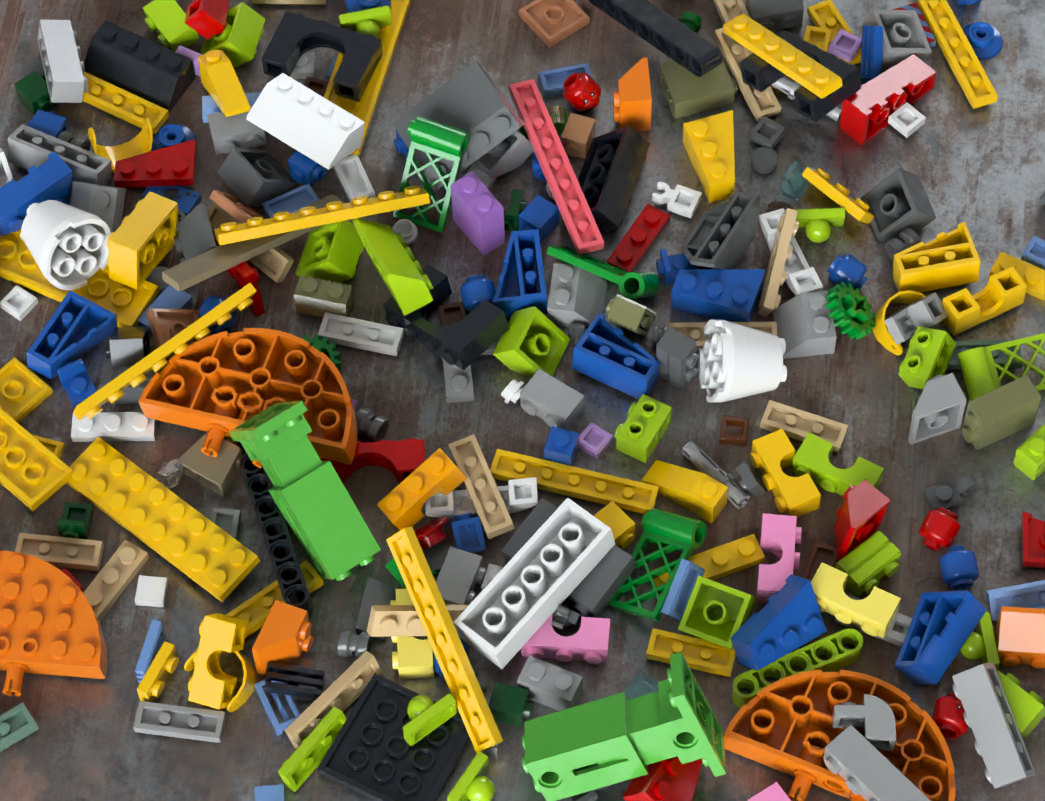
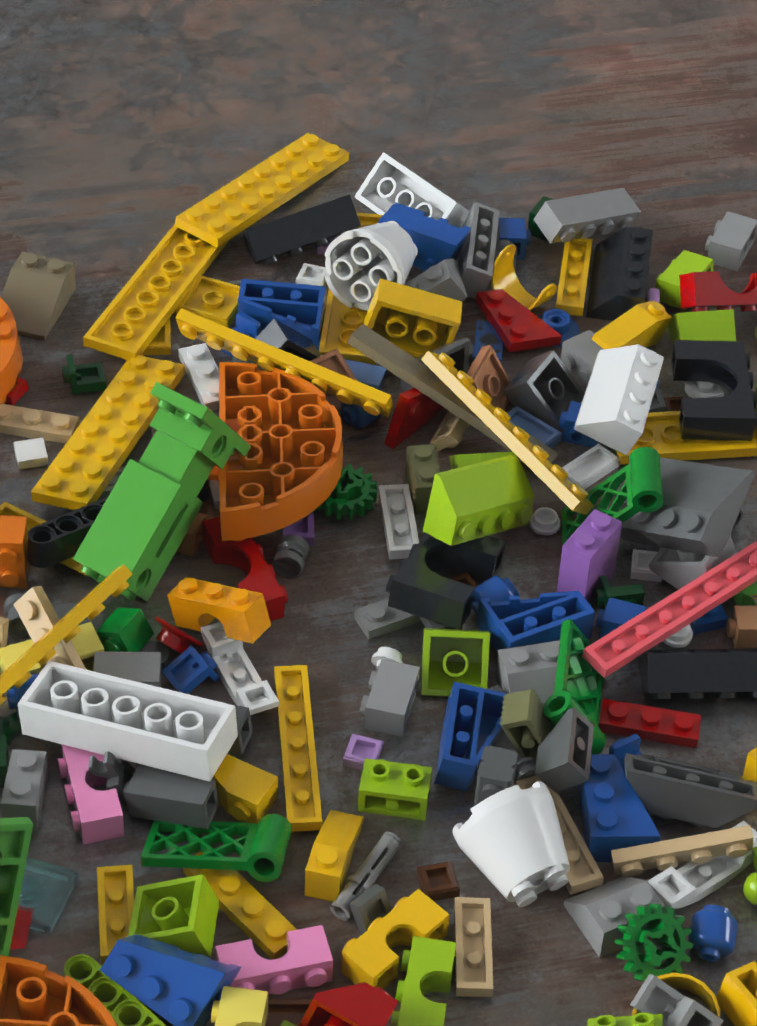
camera: 65 degrees right, 15 degrees down
(62, 551) = (47, 376): tan plate -> none
(481, 486) = (249, 661): tan plate -> none
(562, 446) = (331, 720): blue brick -> none
(672, 299) = (566, 752): none -> dark grey slope
(679, 201) = (724, 744): white plate -> none
(681, 589) = (207, 864): medium blue tile -> none

